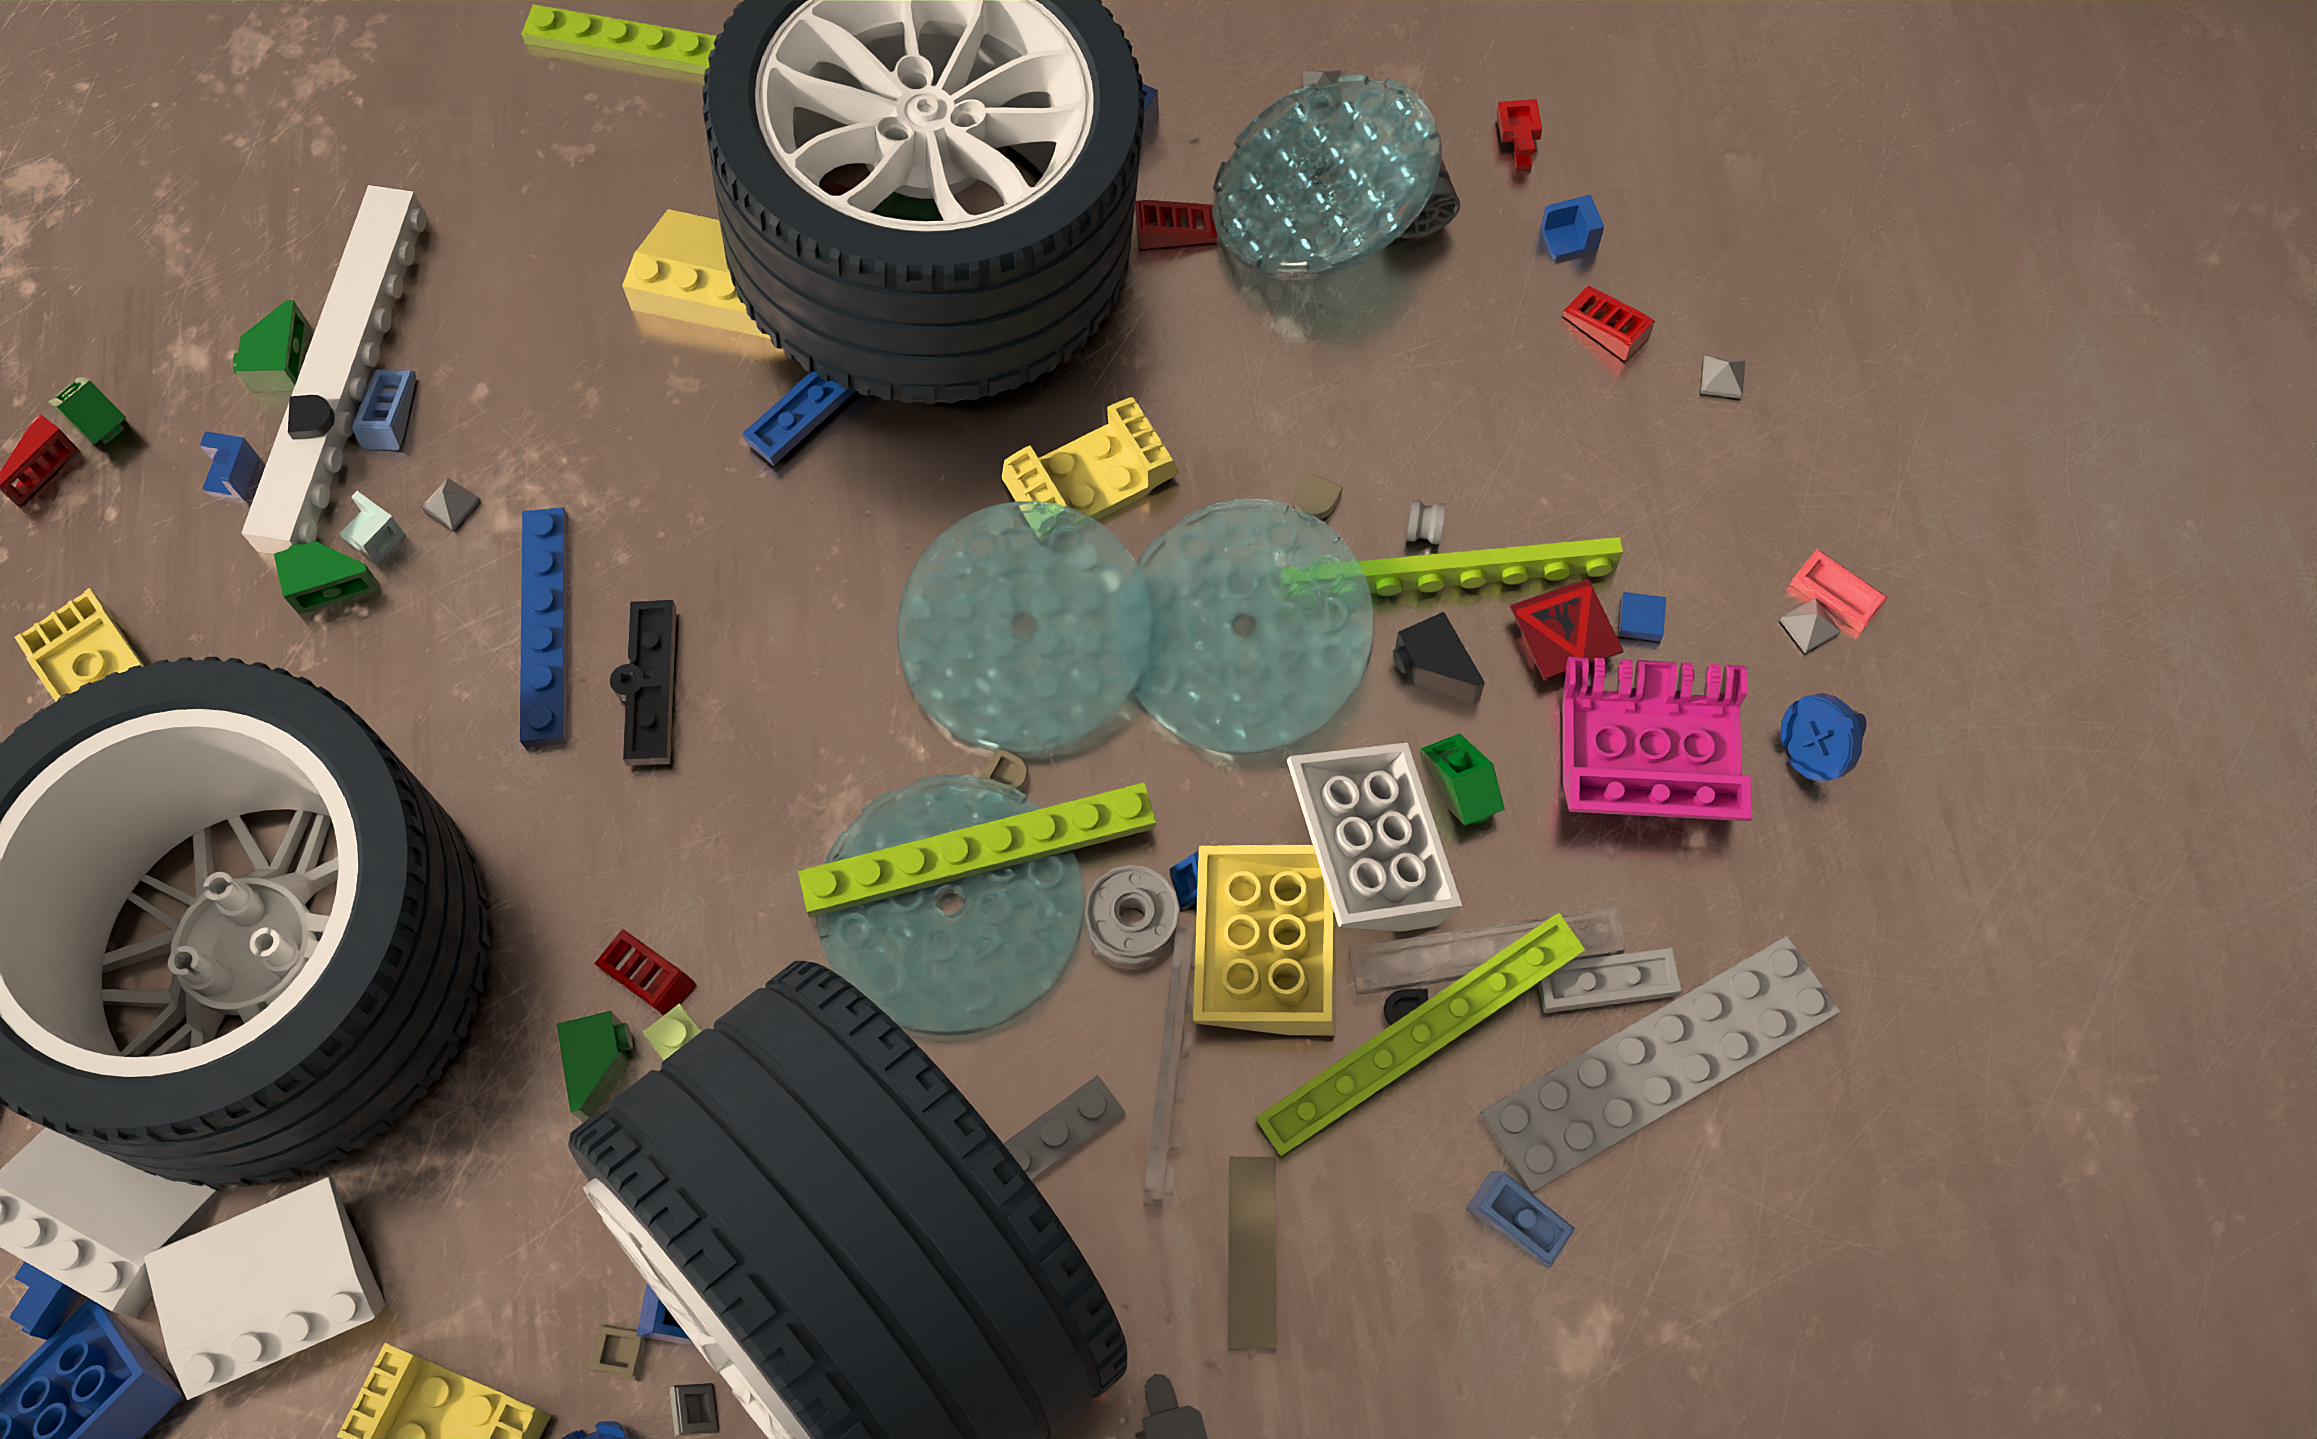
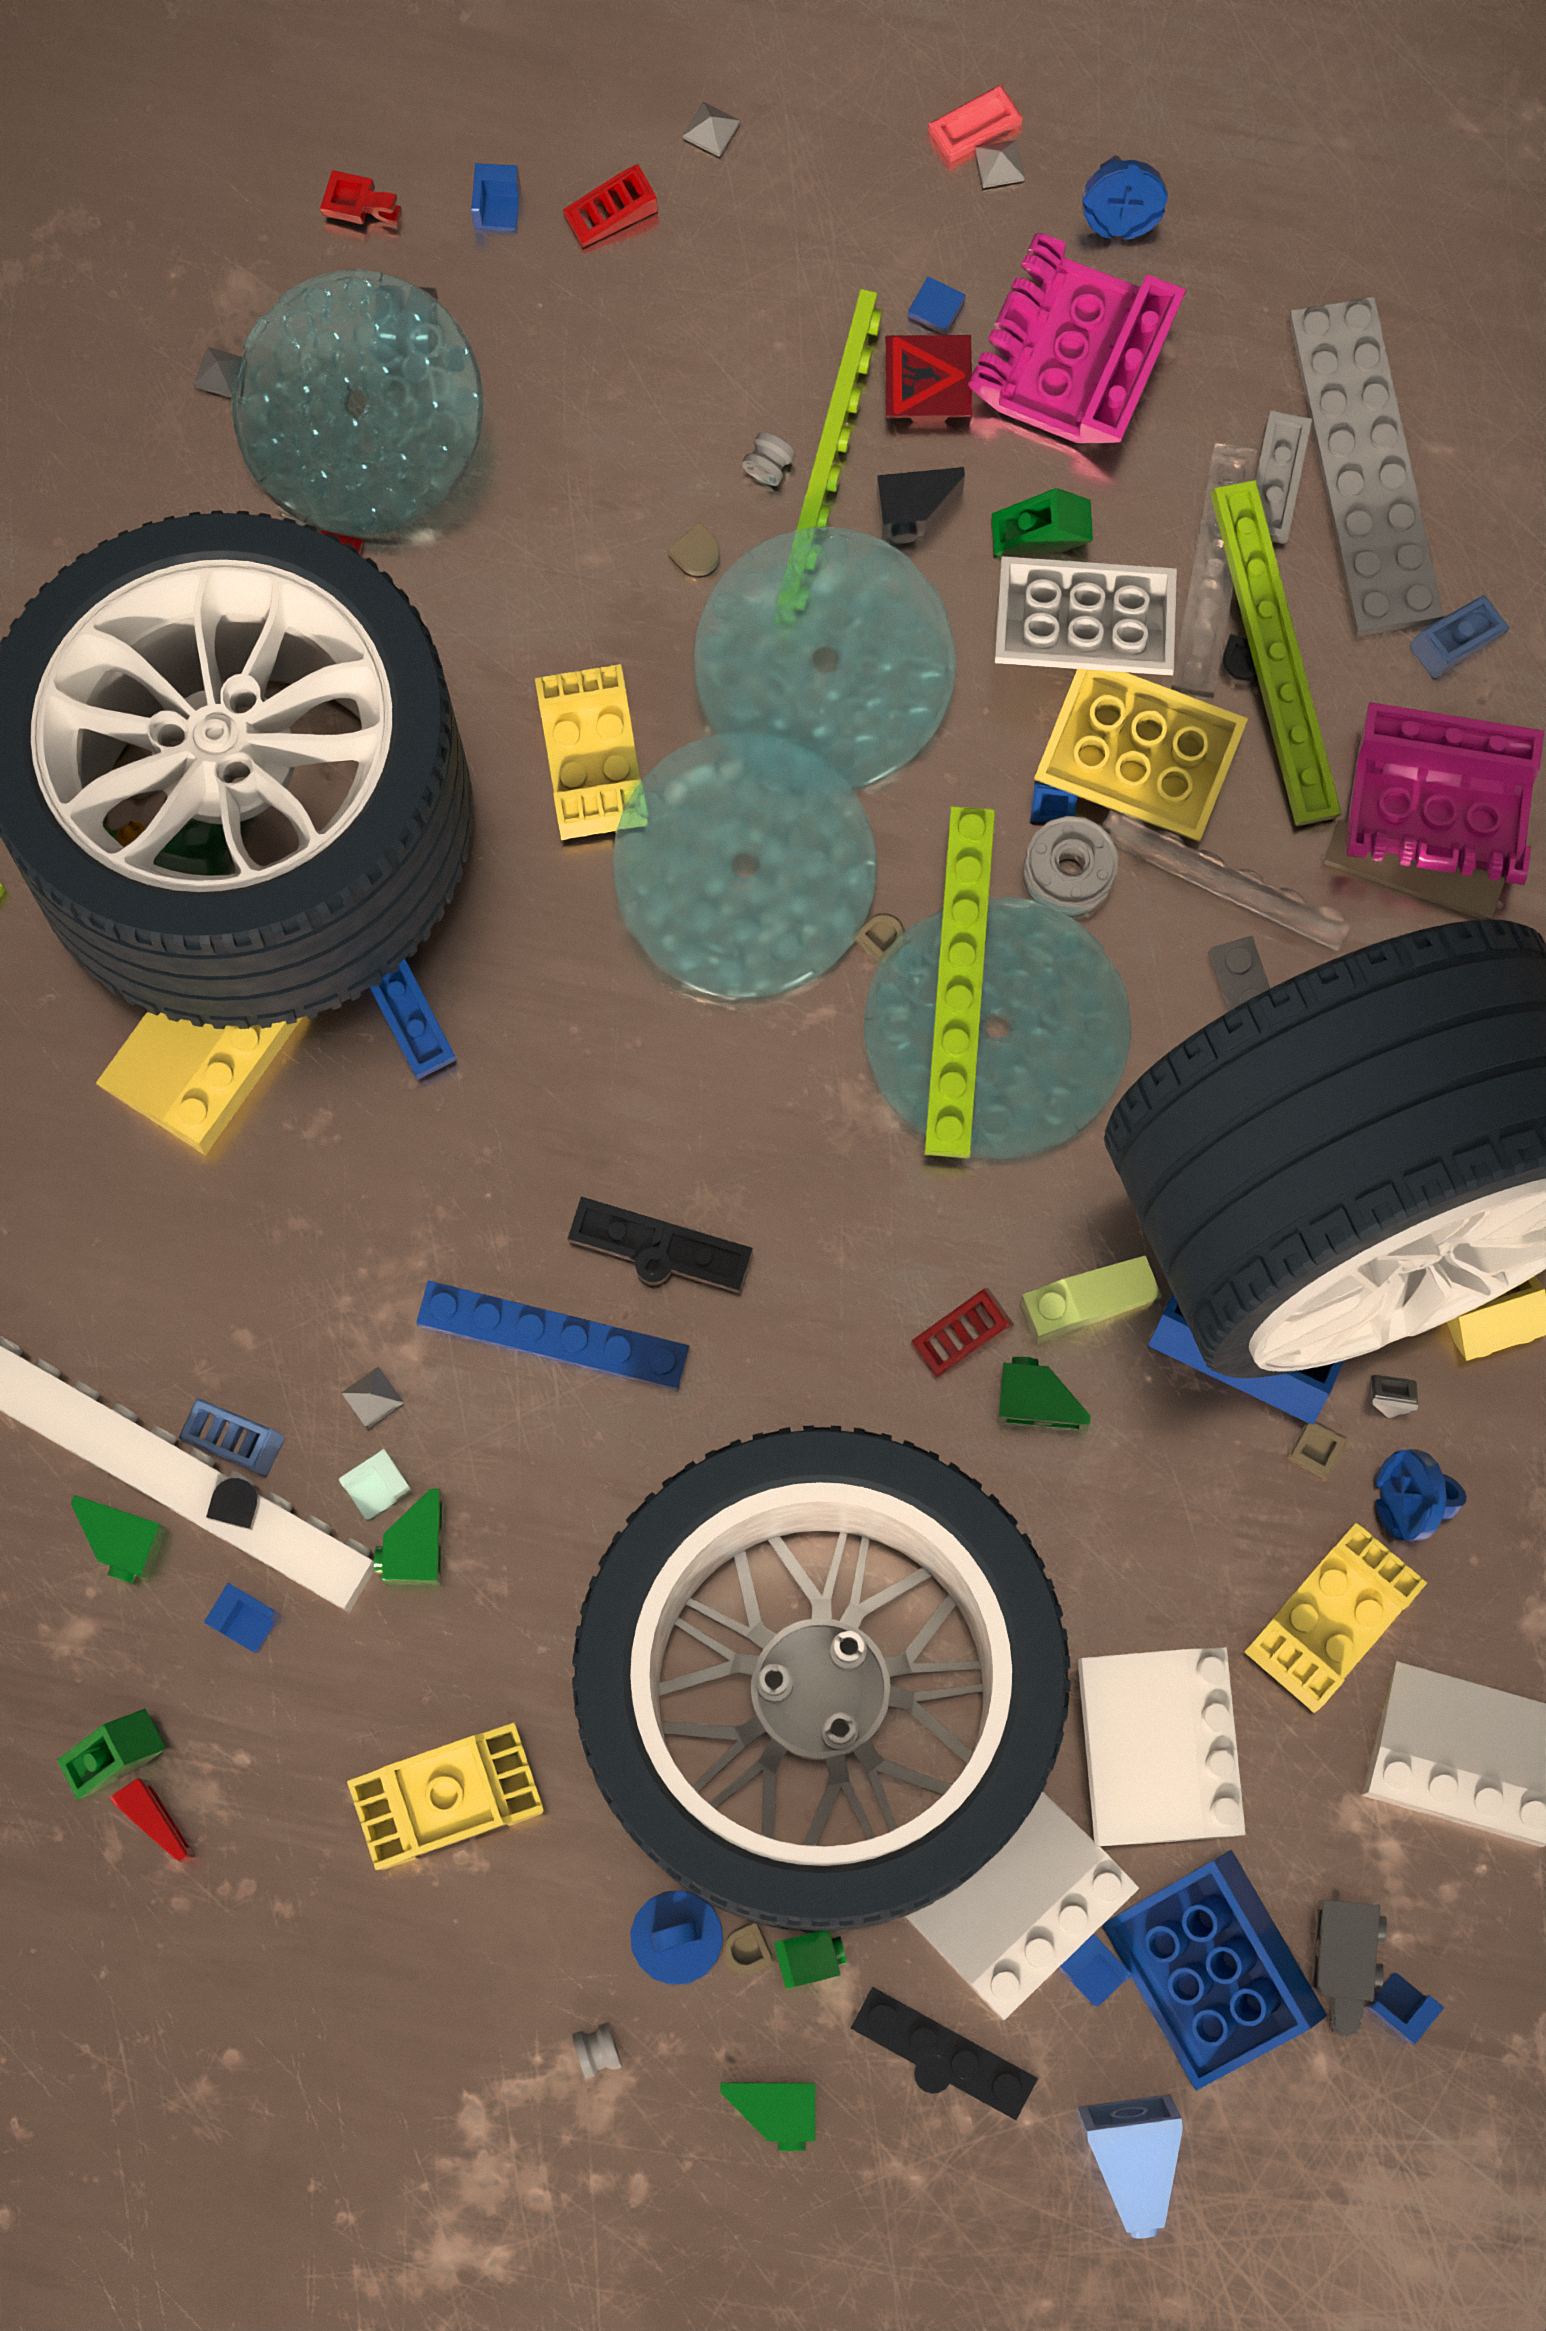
camera: 70 degrees left, 10 degrees up
(1333, 1251) = (1444, 792): none -> dark pink slope

